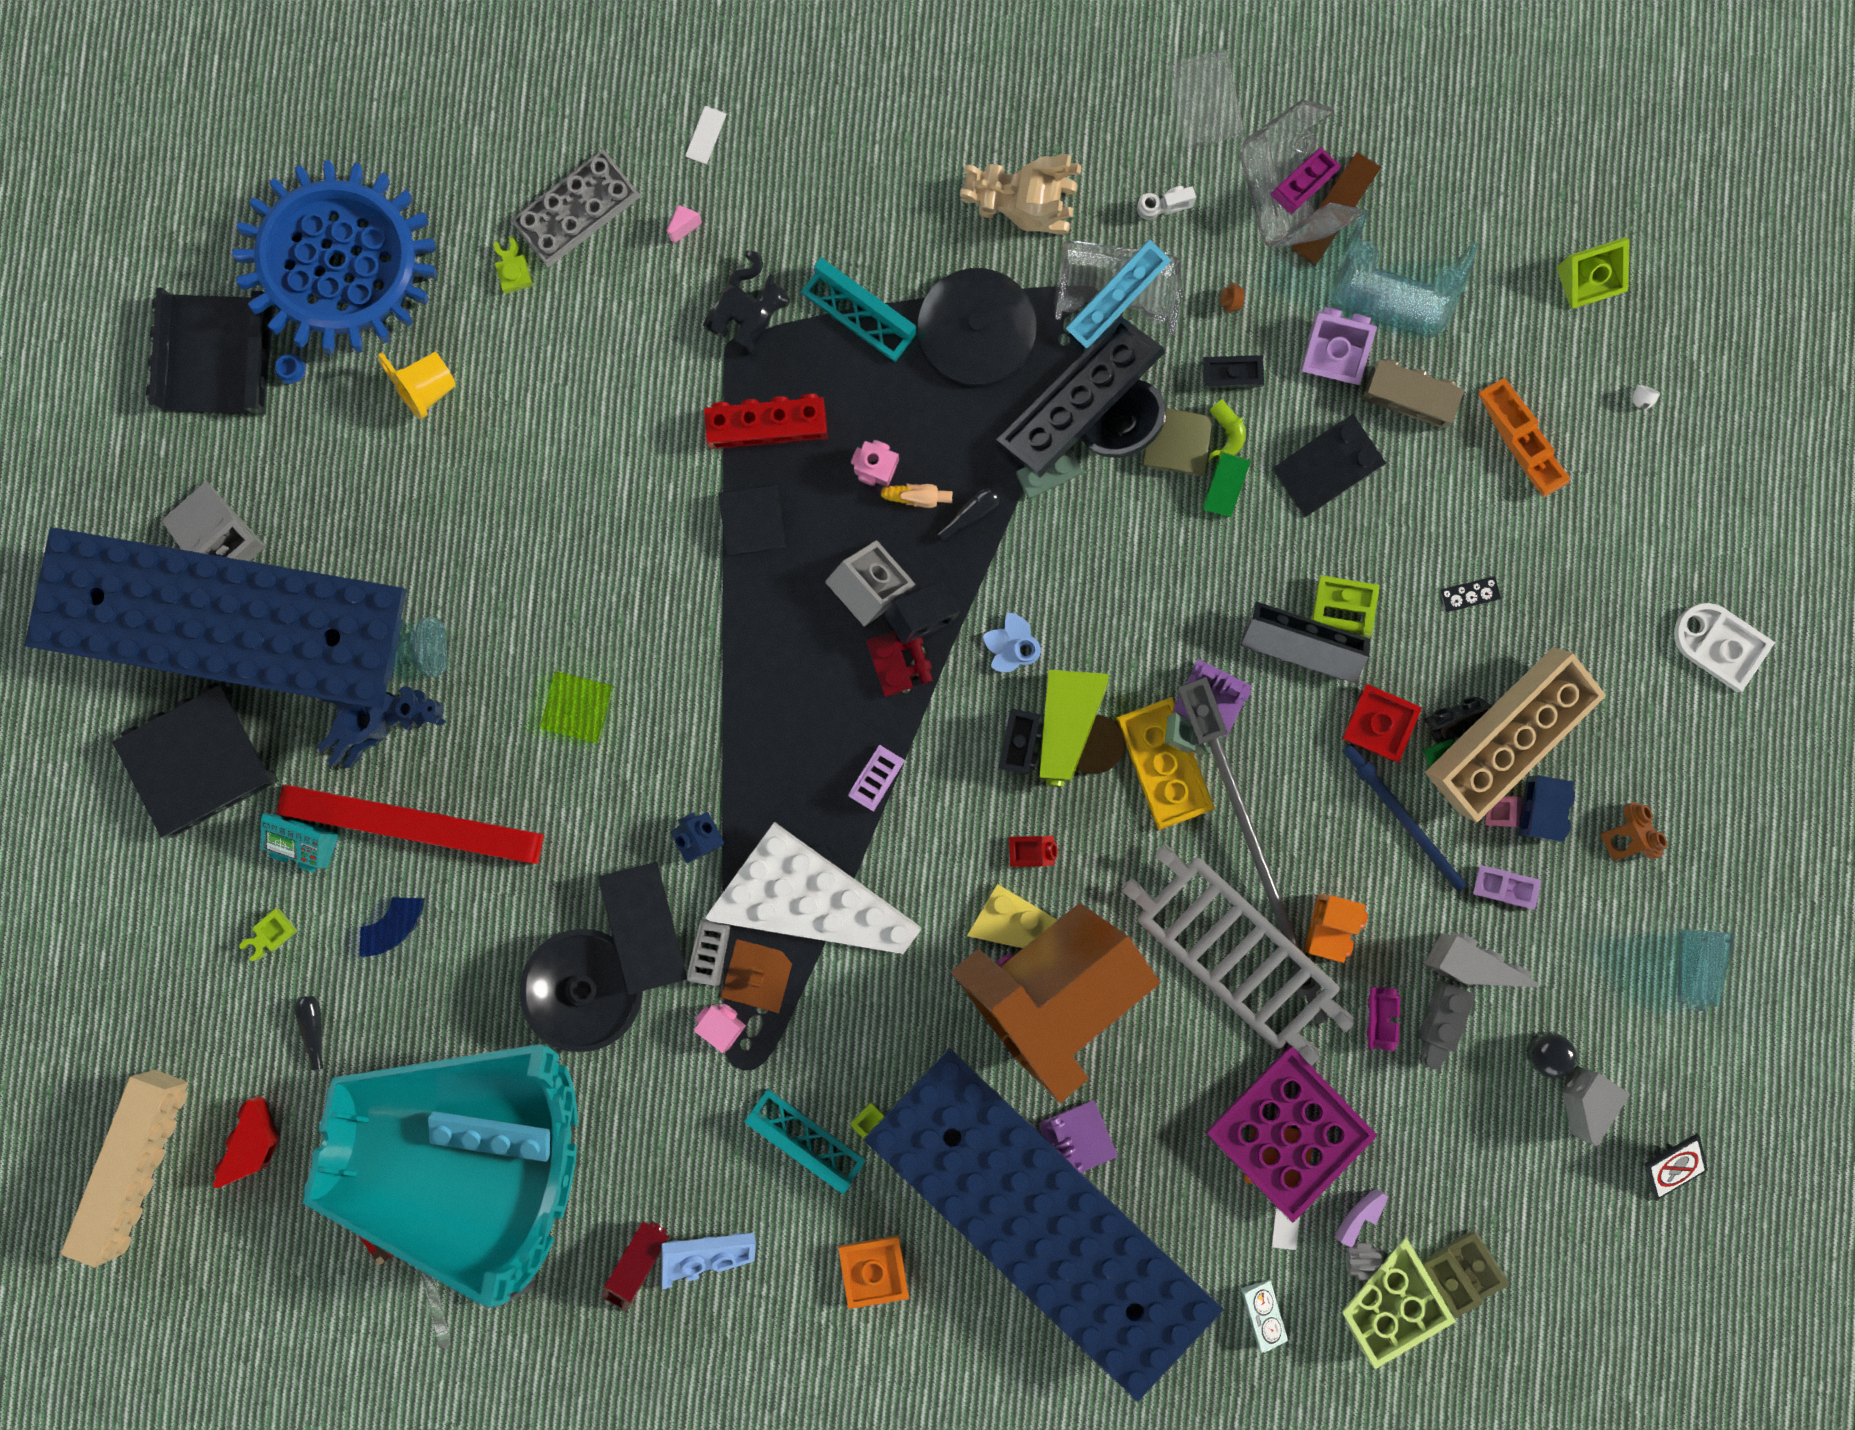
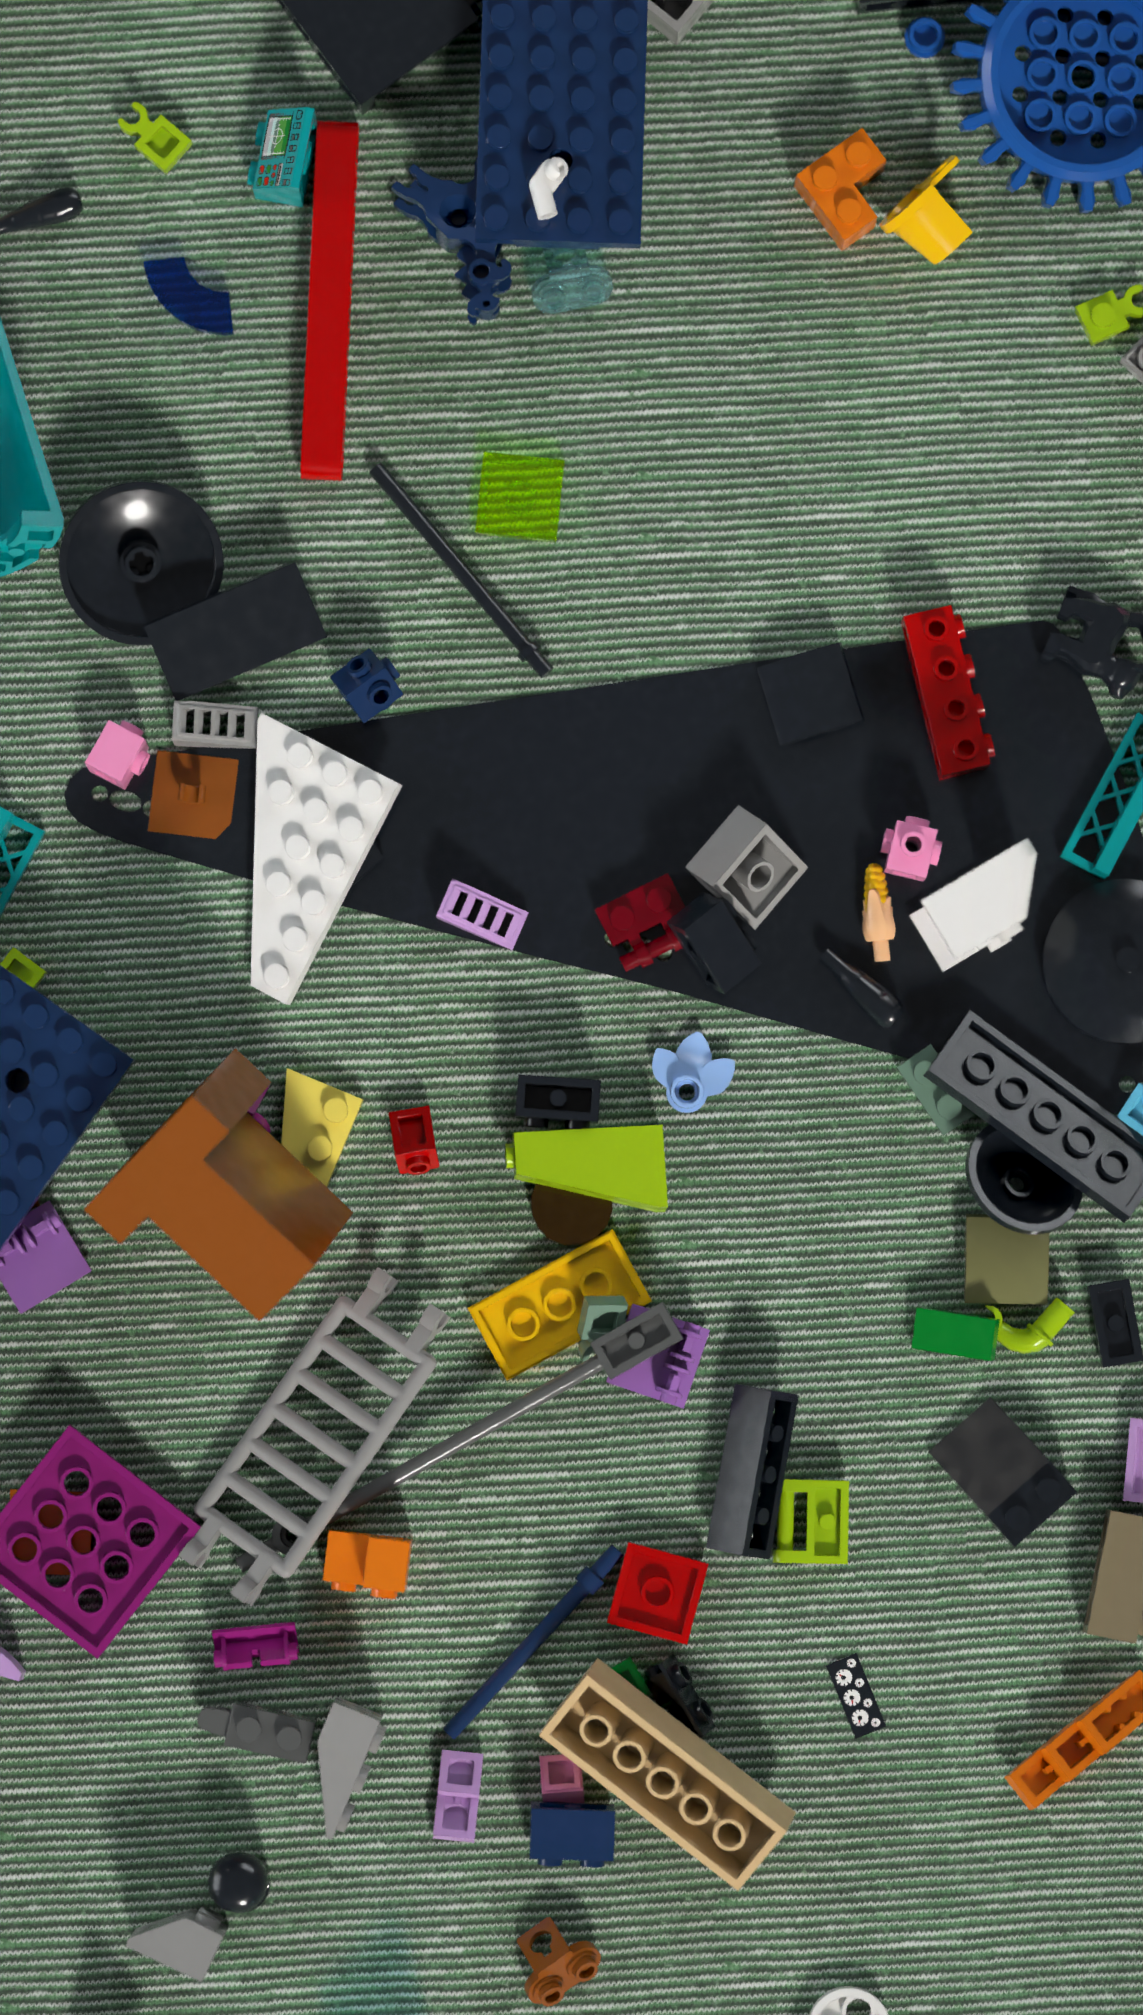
camera: 75 degrees right, 0 degrees up
(345, 650) = (544, 184): none -> white arm
(389, 448) = (833, 185): none -> orange brick
(623, 757) = (527, 649): none -> black bar
(927, 415) = (978, 907): none -> white windscreen

